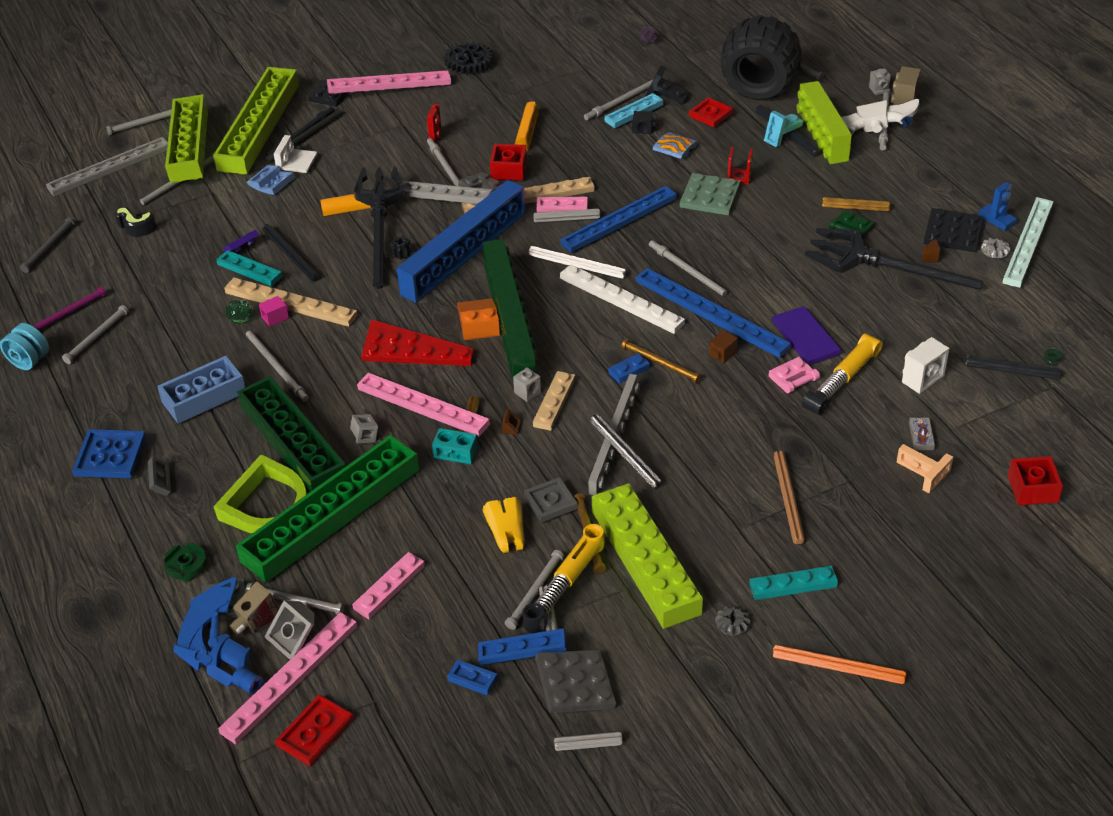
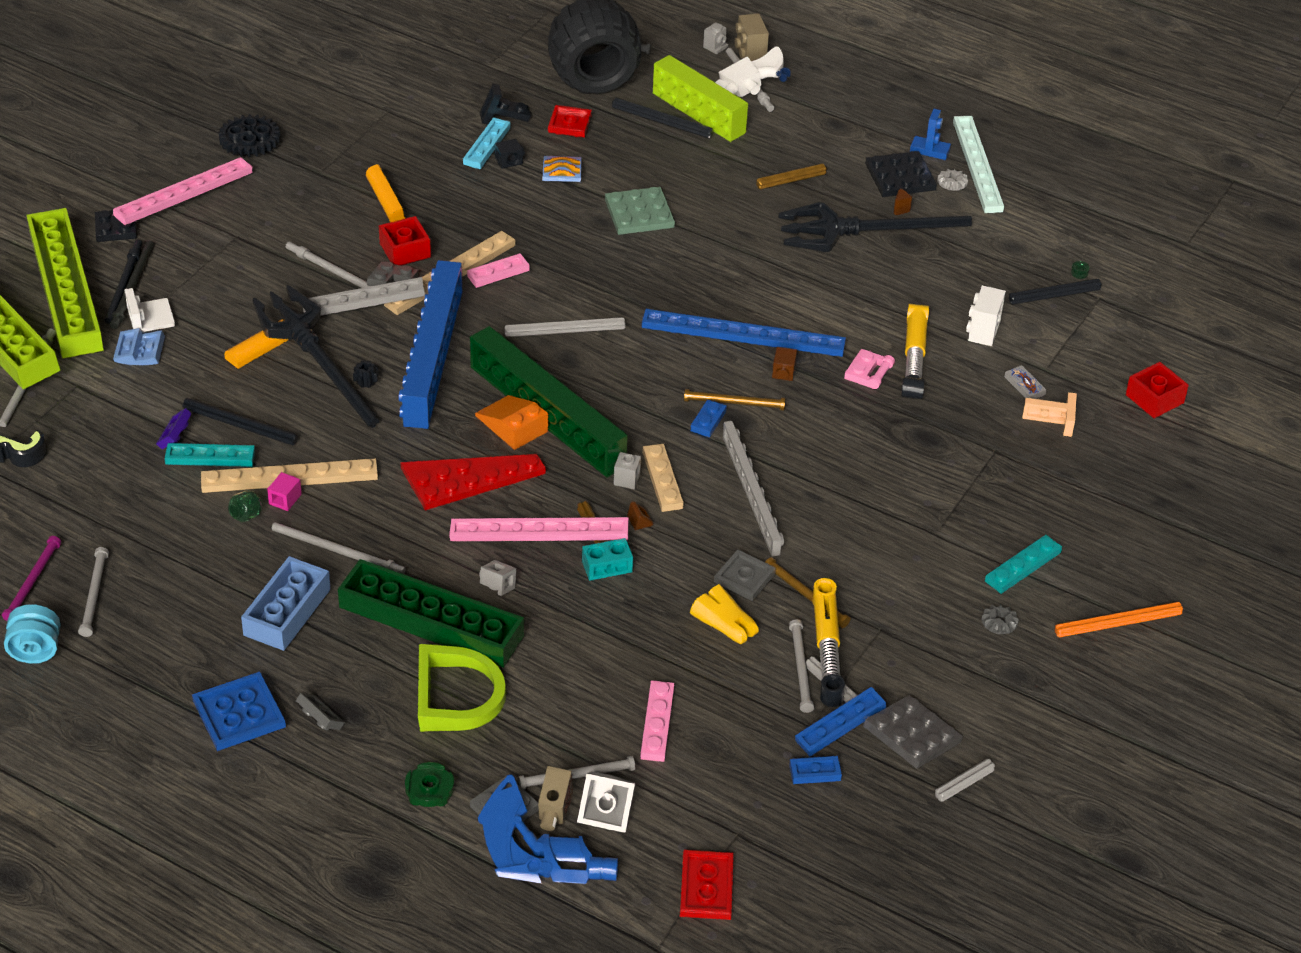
camera: 35 degrees left, 0 degrees up
(287, 678) = (637, 850): bright pink plate -> none
(327, 508) = (536, 671): green brick -> none
(434, 123) = (285, 219): red plate -> none
(566, 215) = (511, 281): light grey axle -> none
(597, 111) = (447, 154): light grey bar -> none
(618, 219) = (570, 267): blue plate -> none
(622, 299) = (641, 349): white plate -> none
(625, 450) = (783, 498): axle -> none
(647, 556) = (881, 590): lime brick -> none
(648, 35) = (432, 52): clear purple gear -> none
(664, 252) = (644, 286): light grey bar -> none
(734, 171) = (660, 176): red piece -> none
(779, 125) = (659, 115): medium azure bracket -> none
(789, 498) = (958, 487): medium nougat axle -> none
(806, 335) = (846, 322): dark purple tile -> none
(848, 220) = (802, 196): dark green plate -> none

